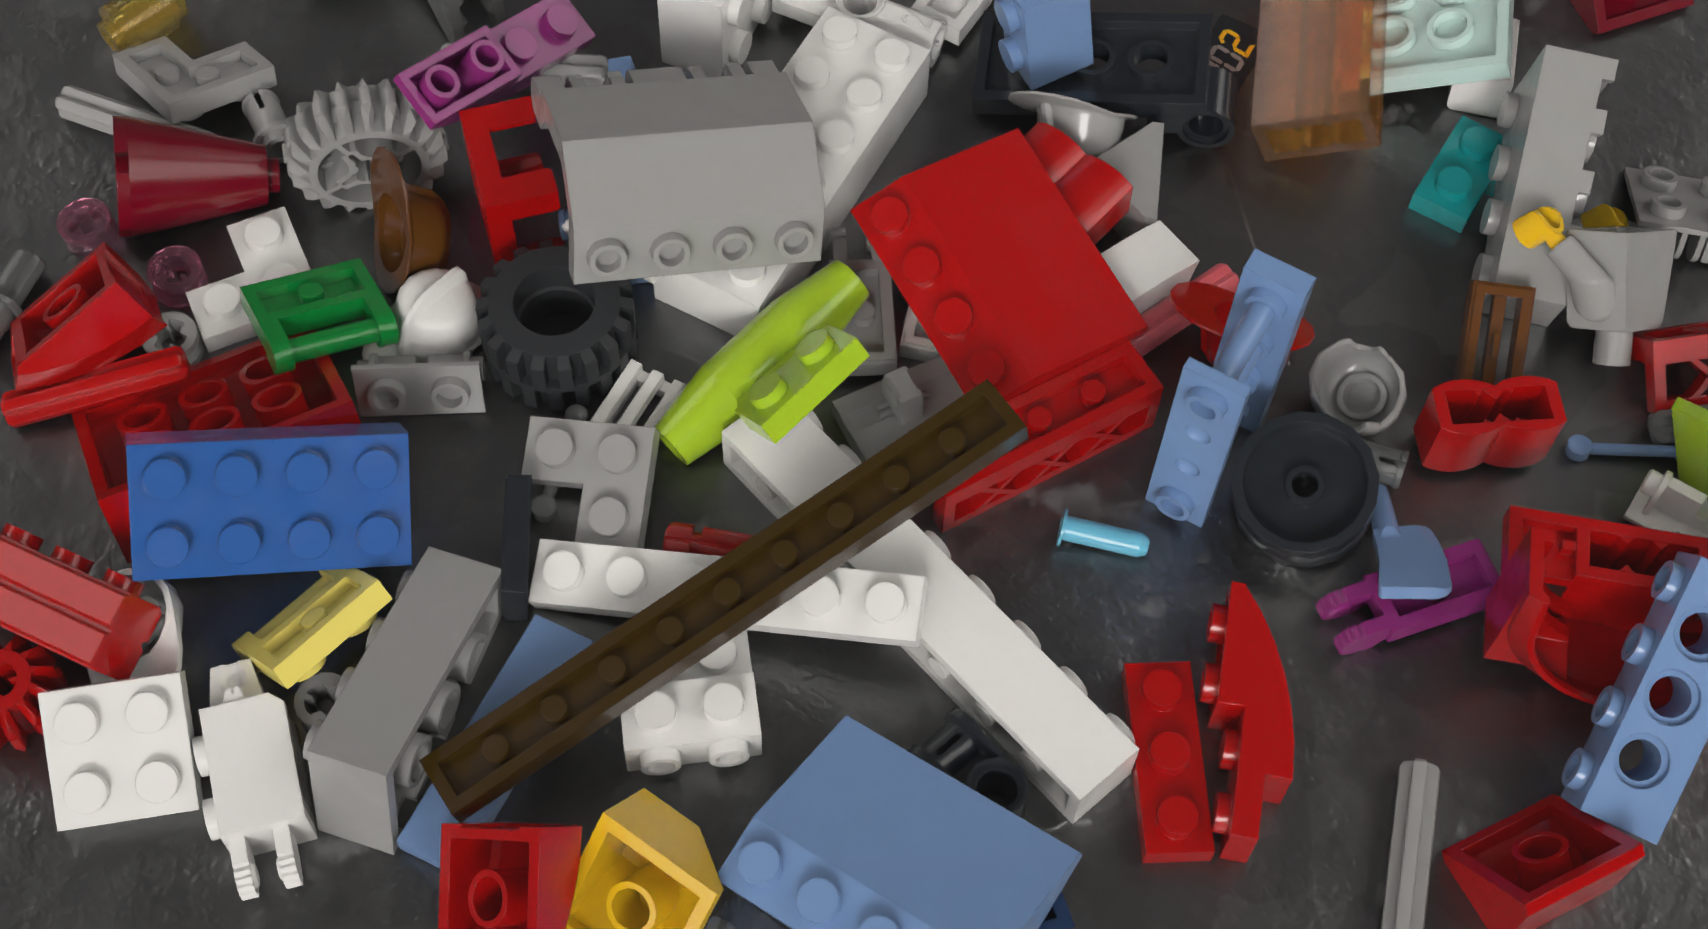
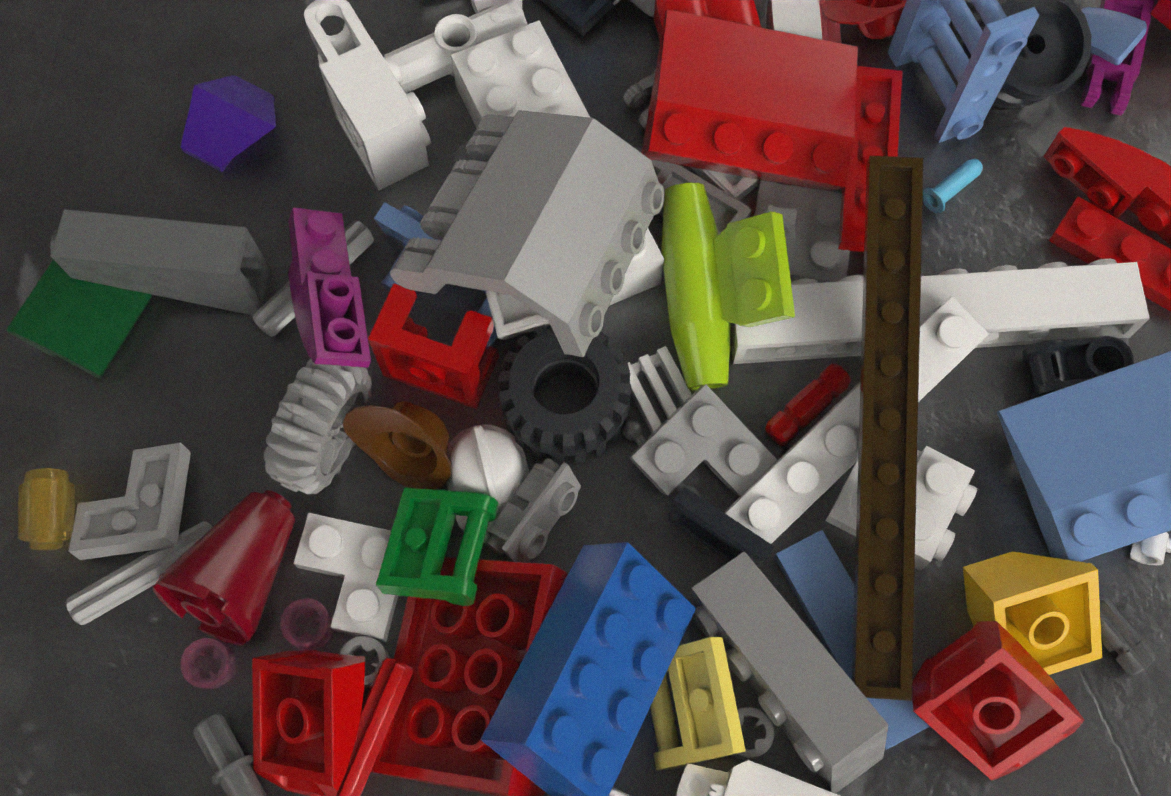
camera: 50 degrees left, 10 degrees up
(267, 122) = (226, 478): light grey pin -> none

